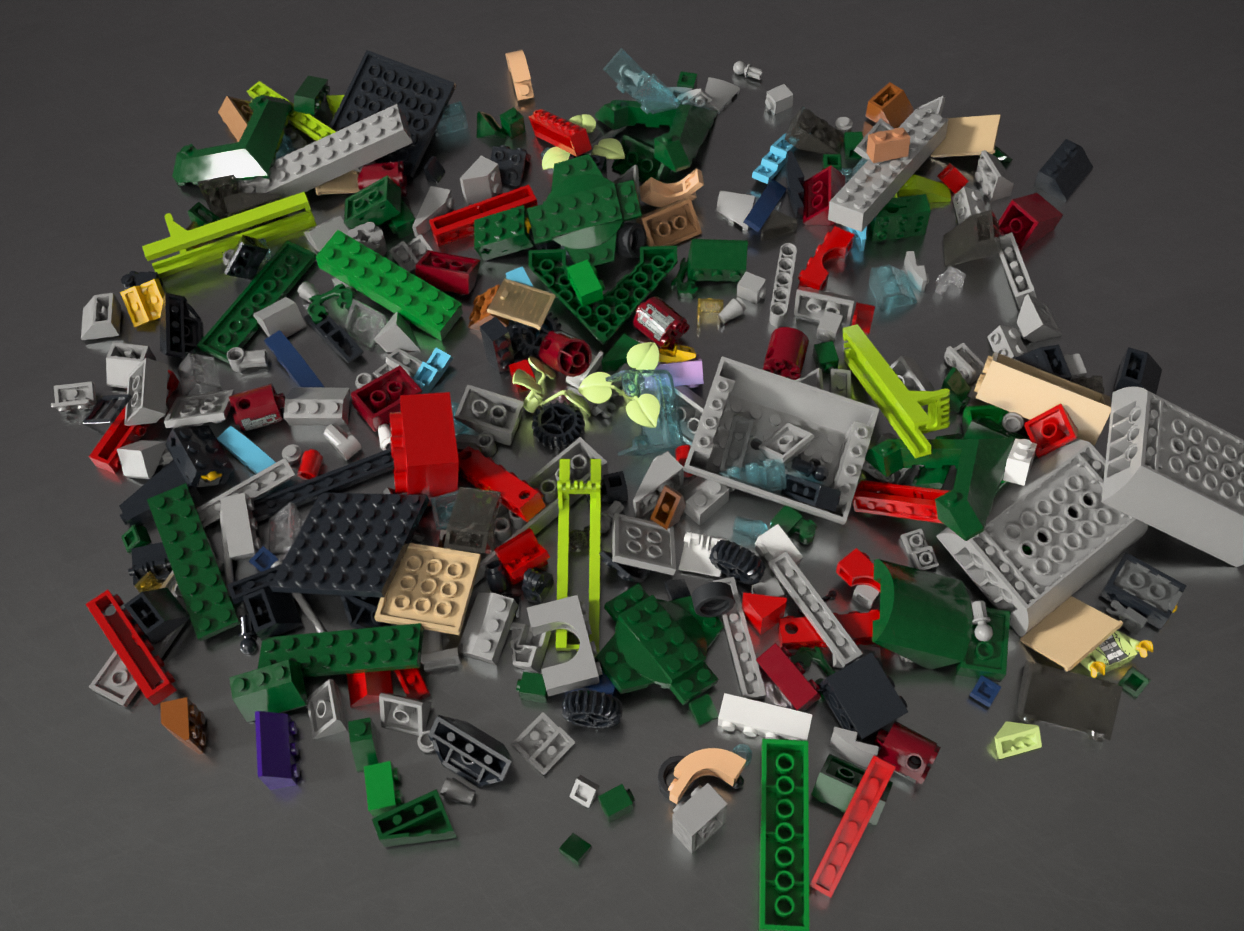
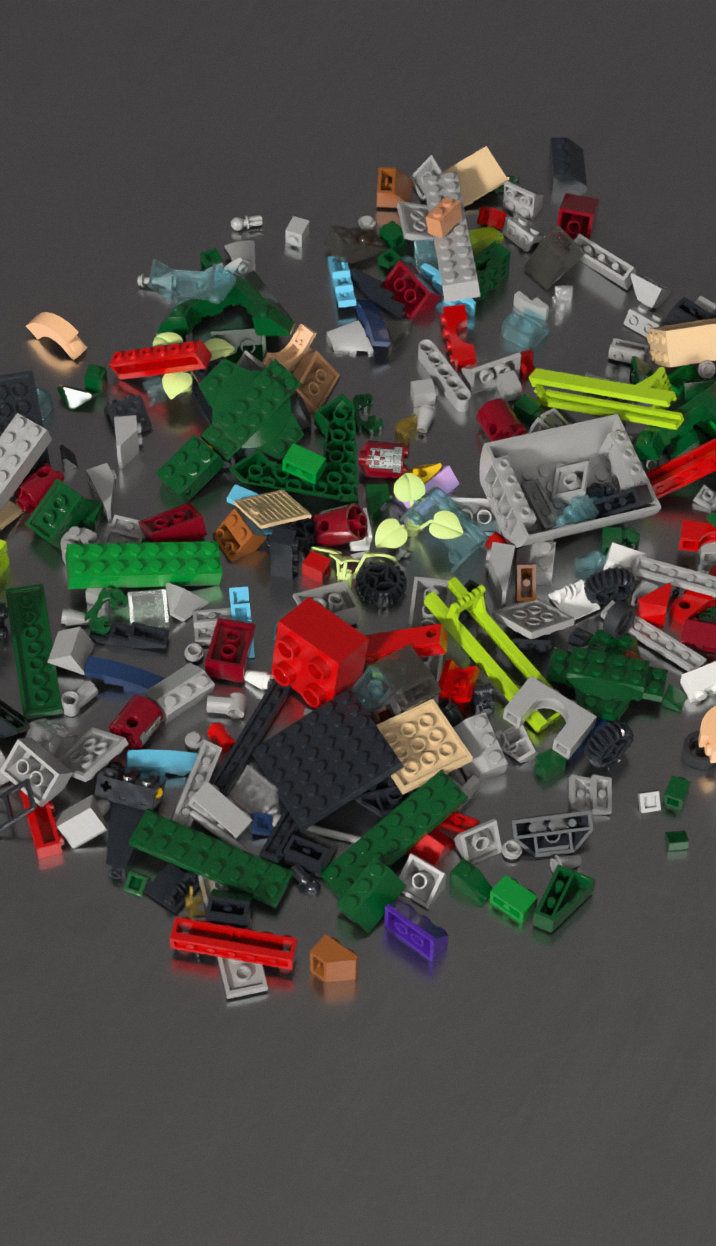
camera: 45 degrees left, 5 degrees down
(321, 233) = (33, 562): light grey slope -> none
(460, 223) = (143, 479): red piece -> none
(717, 260) = (381, 386): dark green slope -> none

